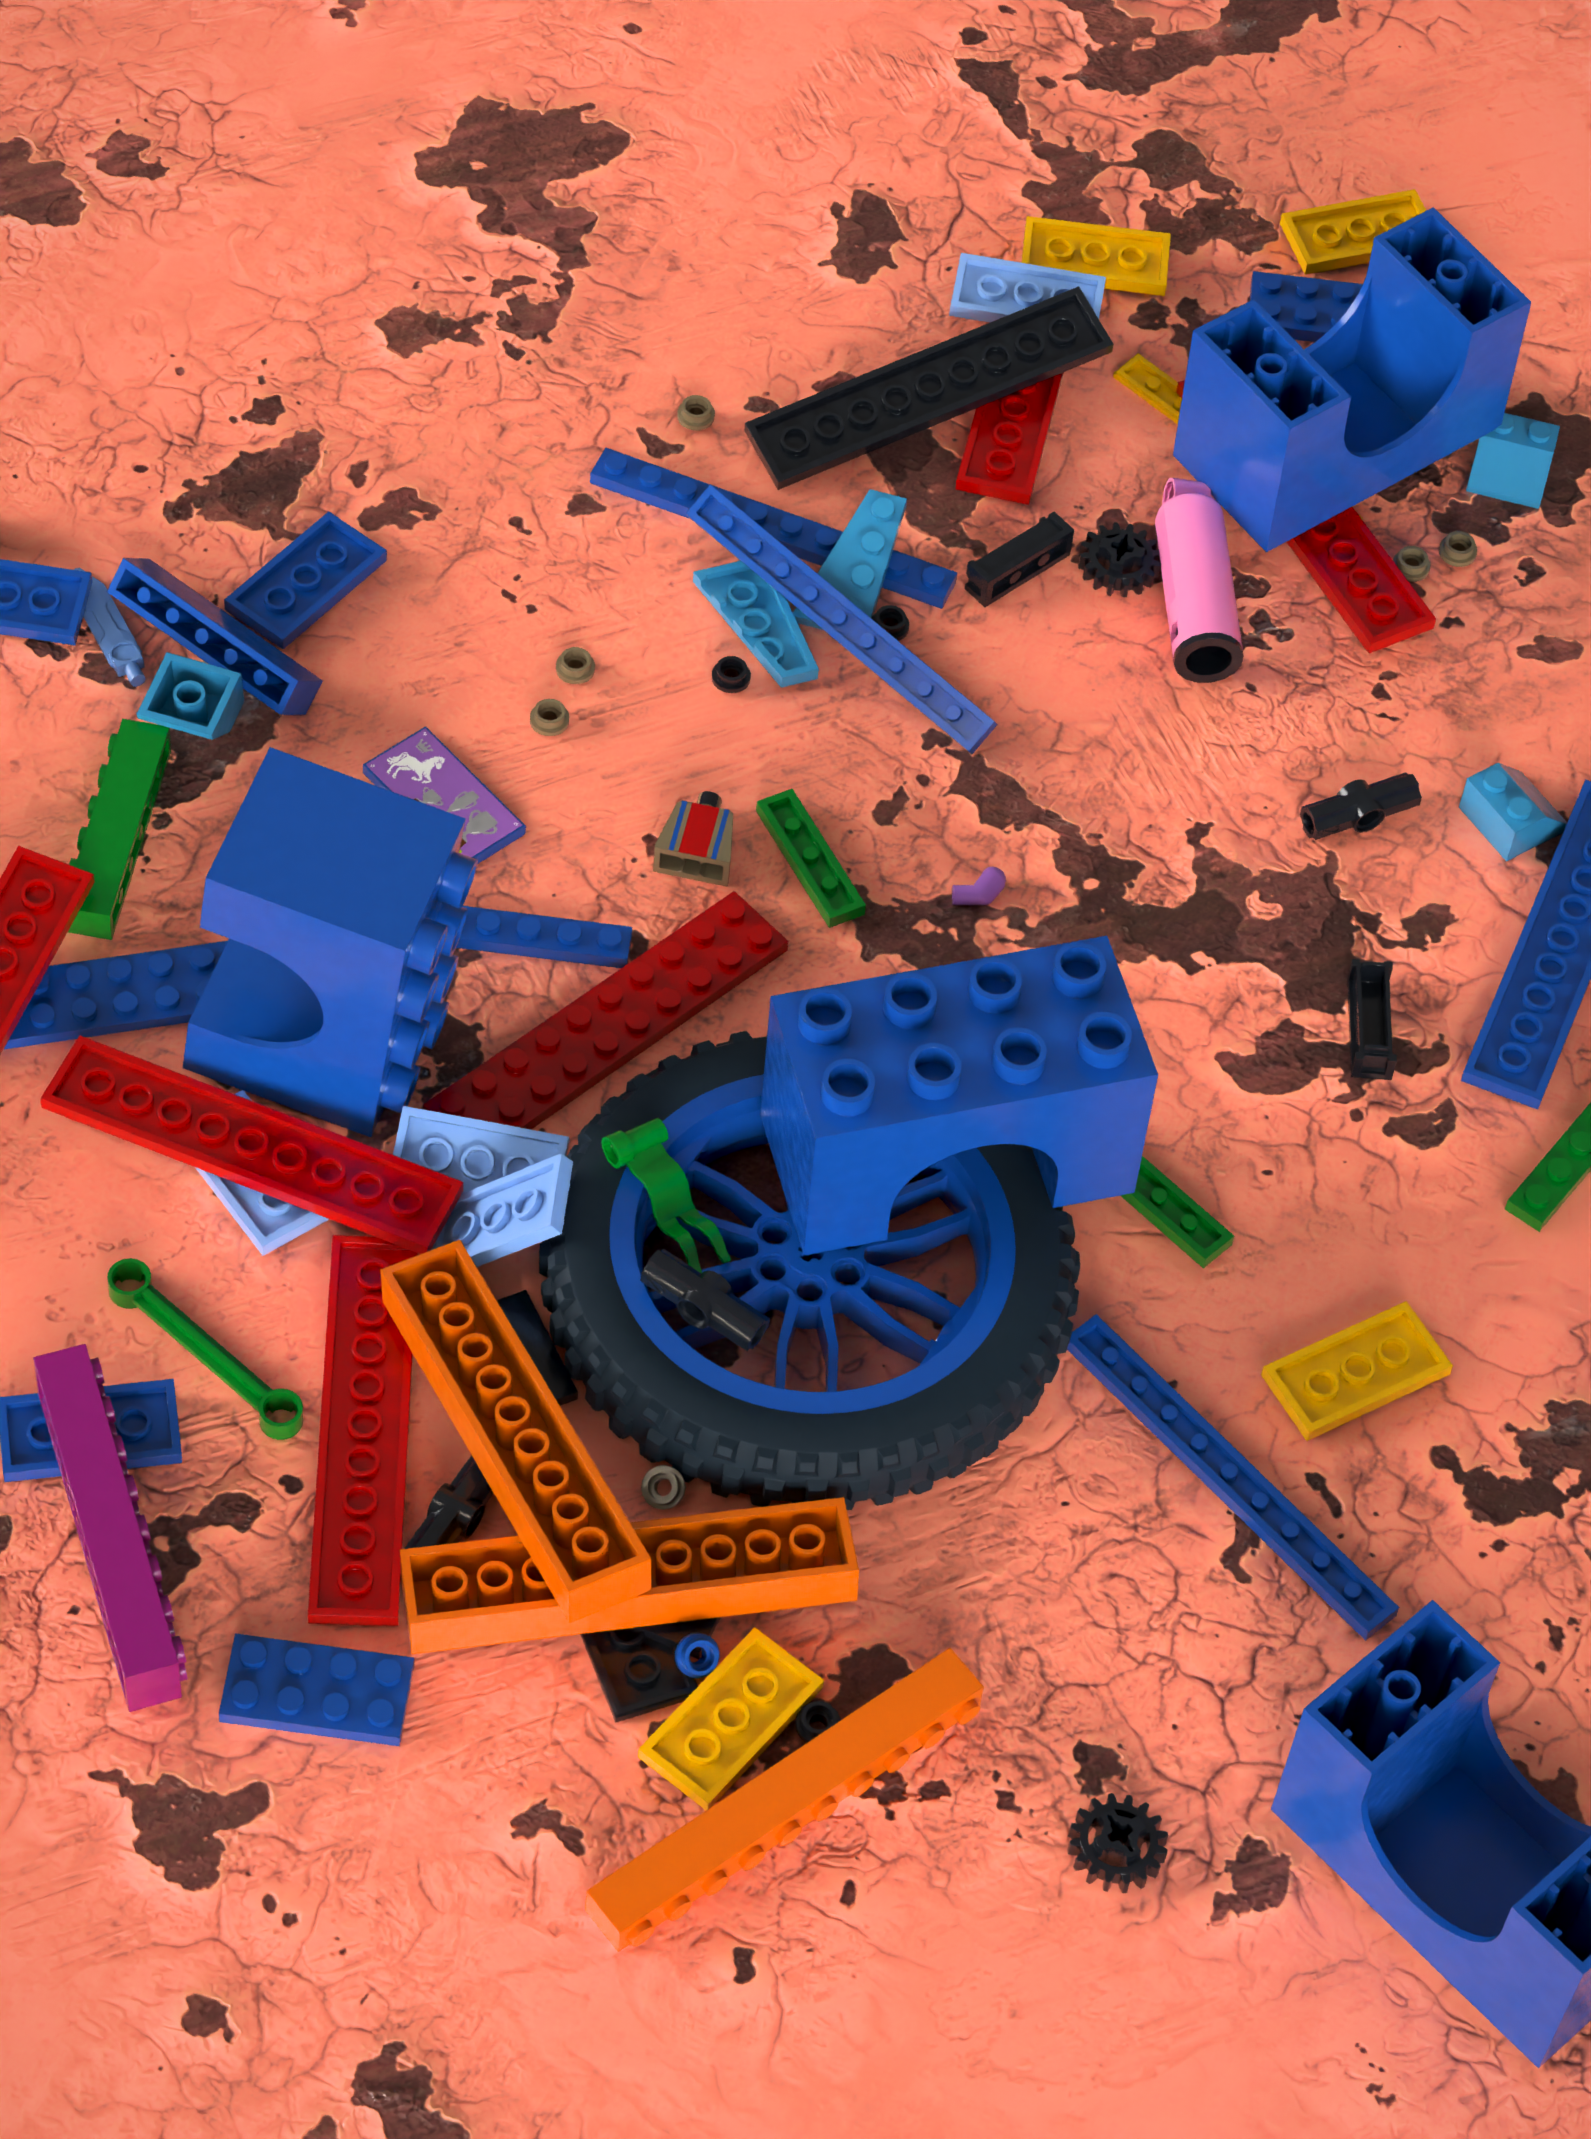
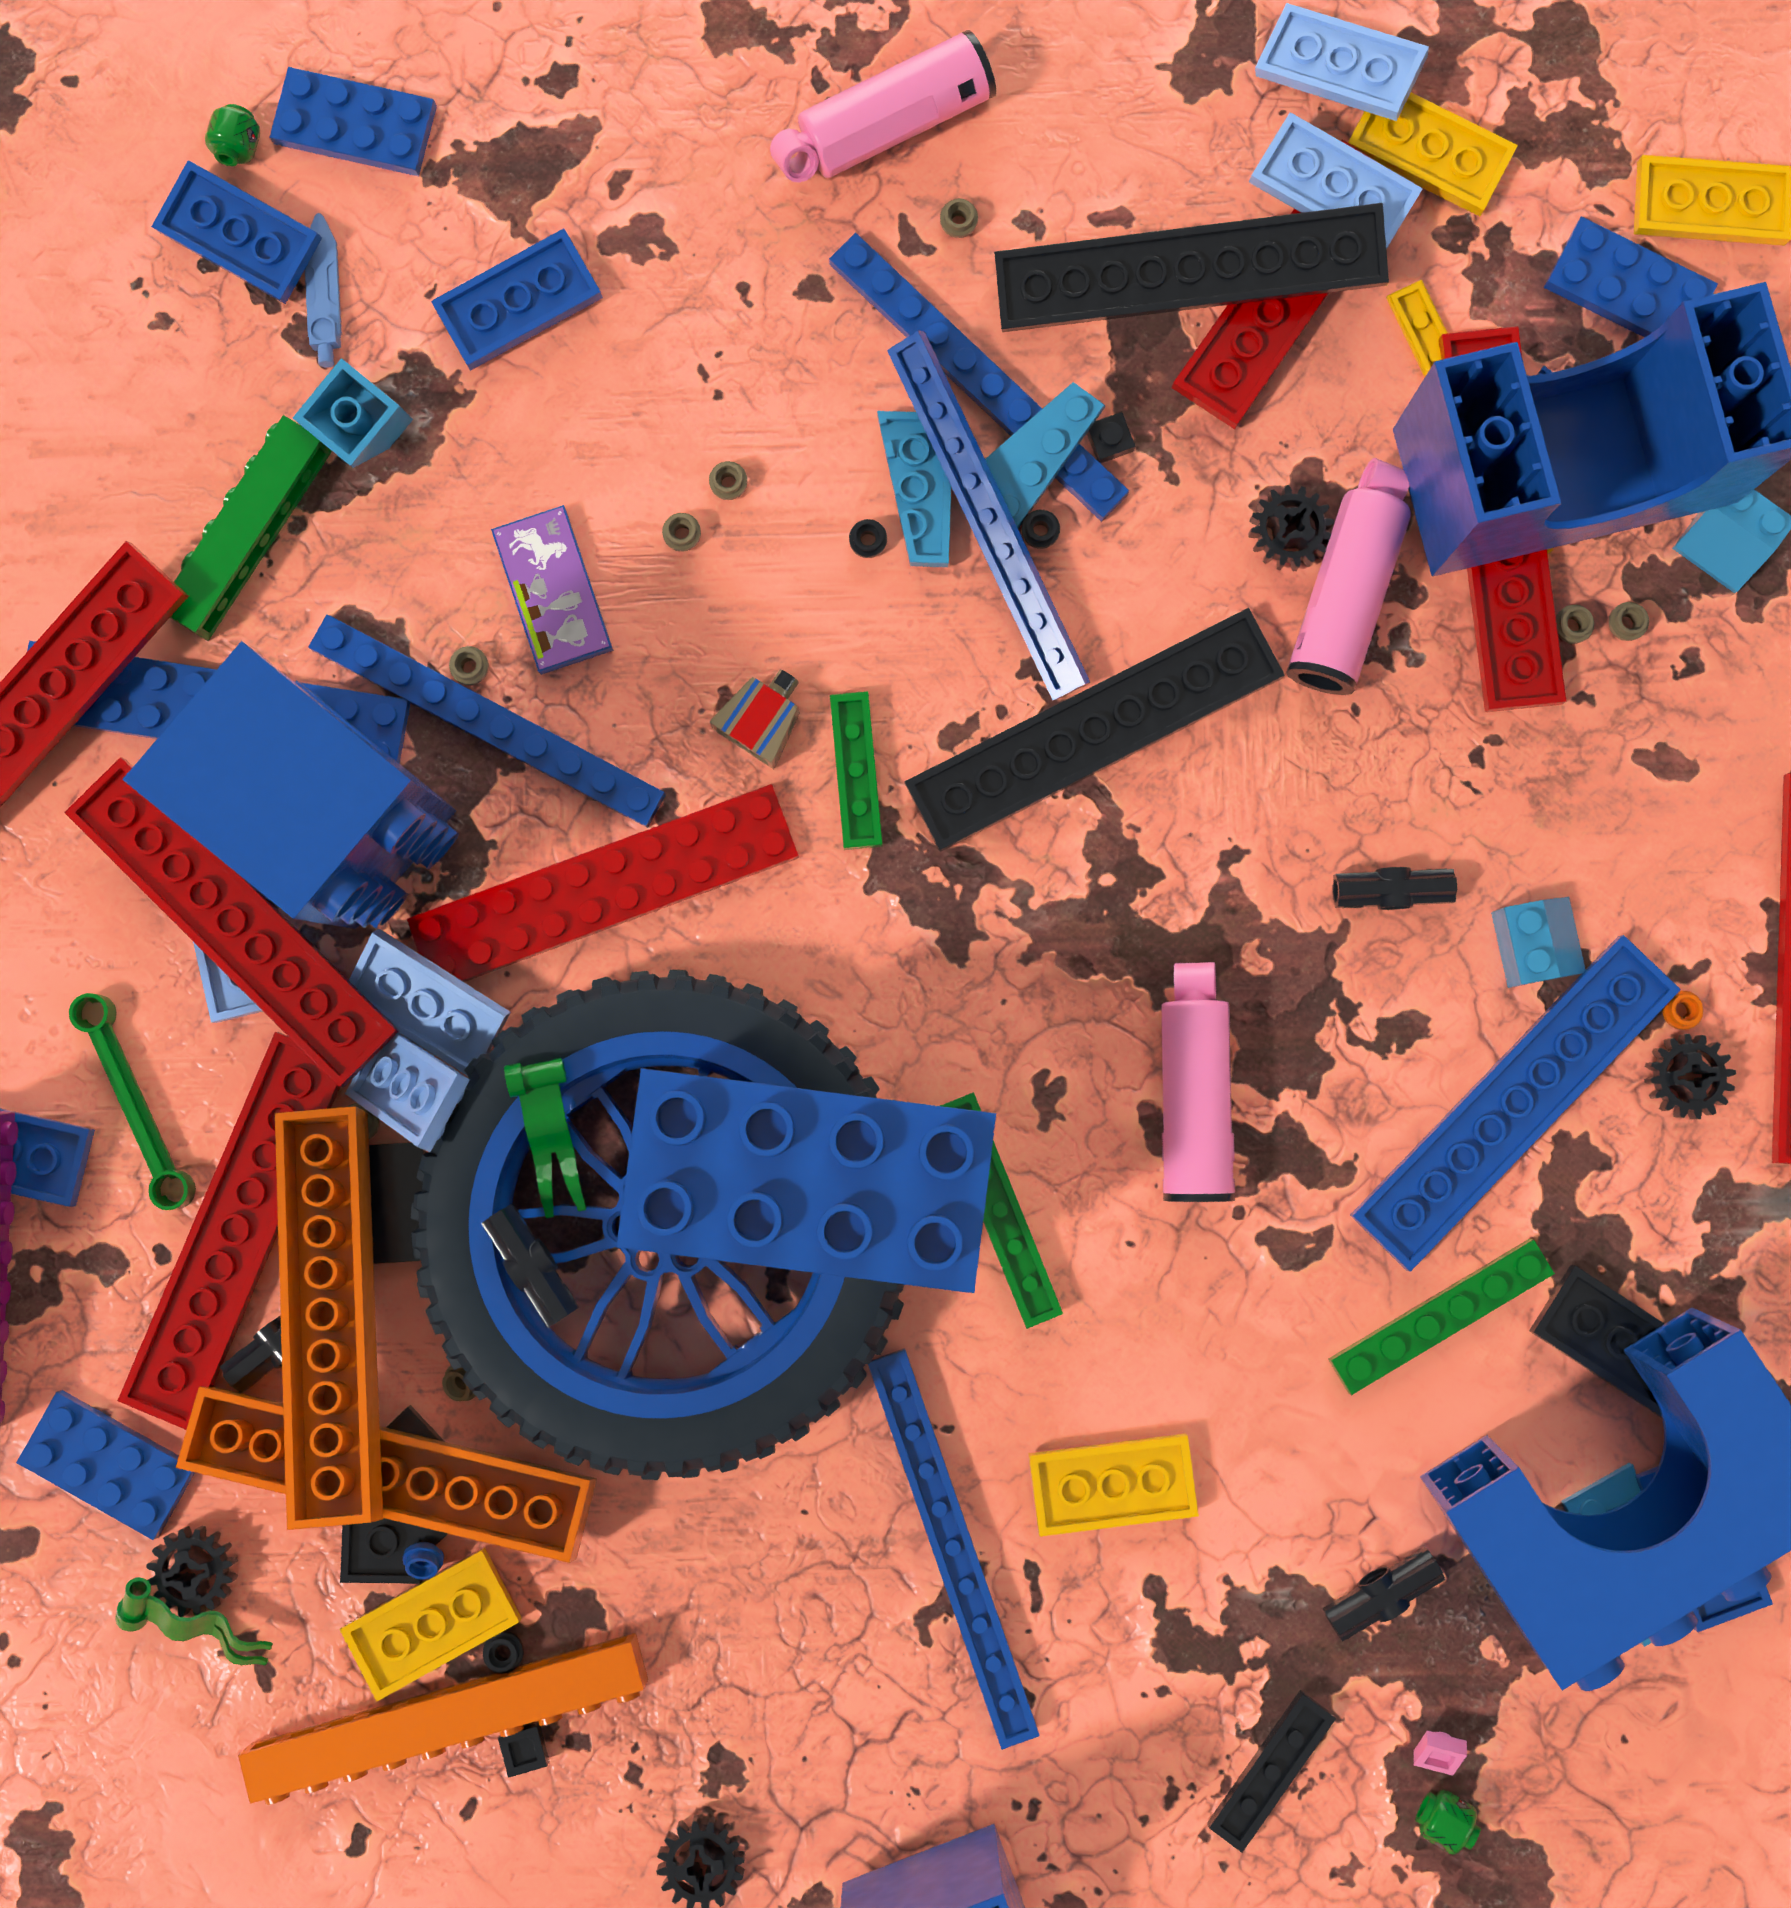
camera: 30 degrees right, 30 degrees up
(80, 488) = (353, 121): none -> blue plate
(214, 635) = (403, 343): blue brick -> none
(453, 1756) = (191, 1555): none -> black gear
(467, 1797) = (140, 1607): none -> green flag
(595, 343) = (886, 109): none -> bright pink piece
(882, 1803) = (524, 1750): none -> black plate
(919, 539) = (1110, 438): none -> black plate
(983, 891) = (1000, 859): medium lavender arm -> none
(985, 211) = (1341, 61): none -> light blue plate
(1016, 765) = (1094, 729): none -> black plate
(1019, 559) = (1194, 495): black container -> none
(1267, 1011) = (1197, 1090): none -> bright pink piece
(1370, 1020) = (1294, 1125): black container -> none

